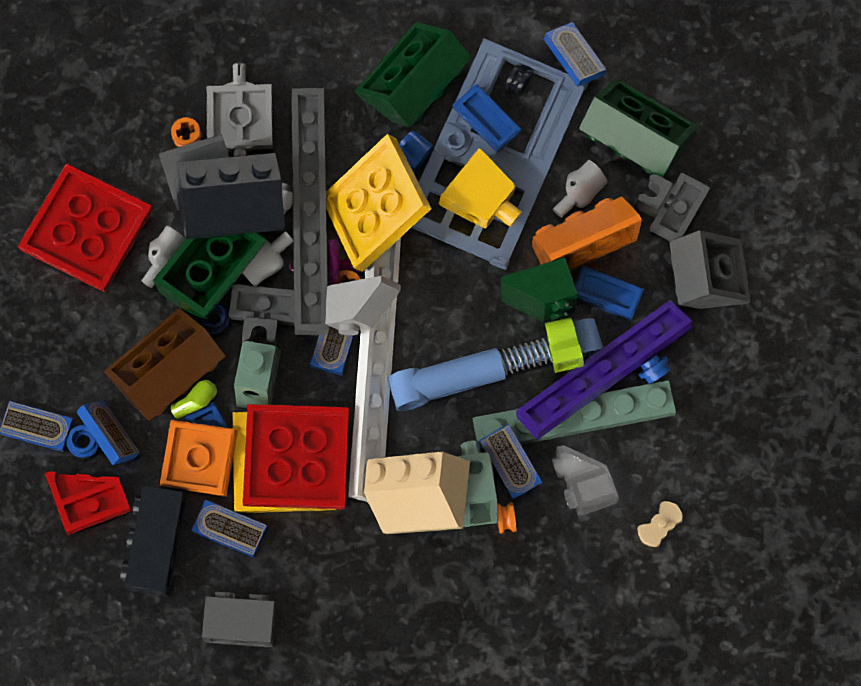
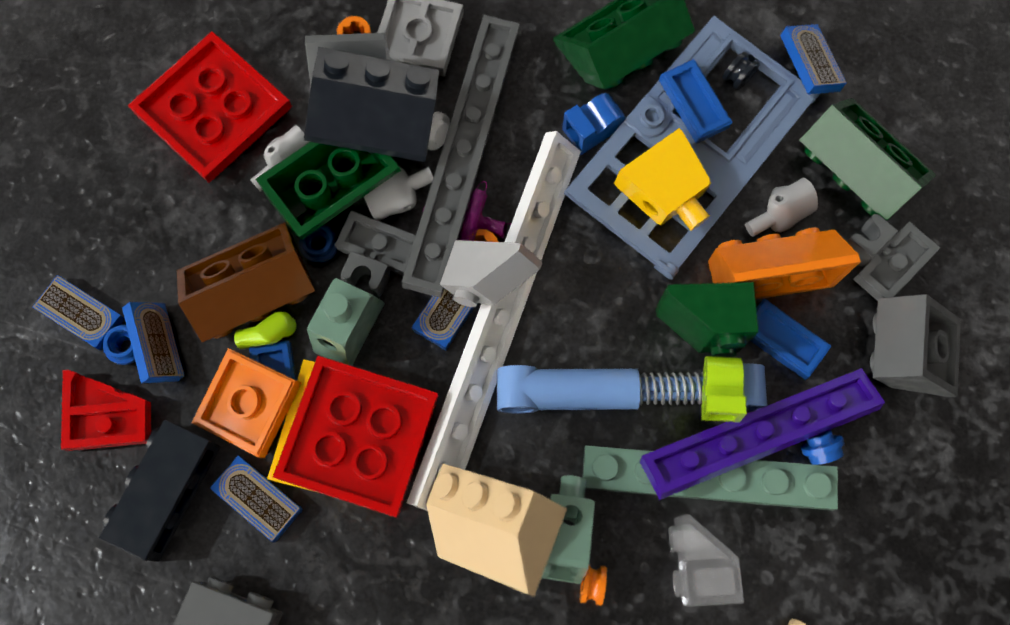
camera: 15 degrees right, 0 degrees up
(375, 203) = (541, 159): yellow plate -> none
(510, 461) = (618, 514): tile -> none

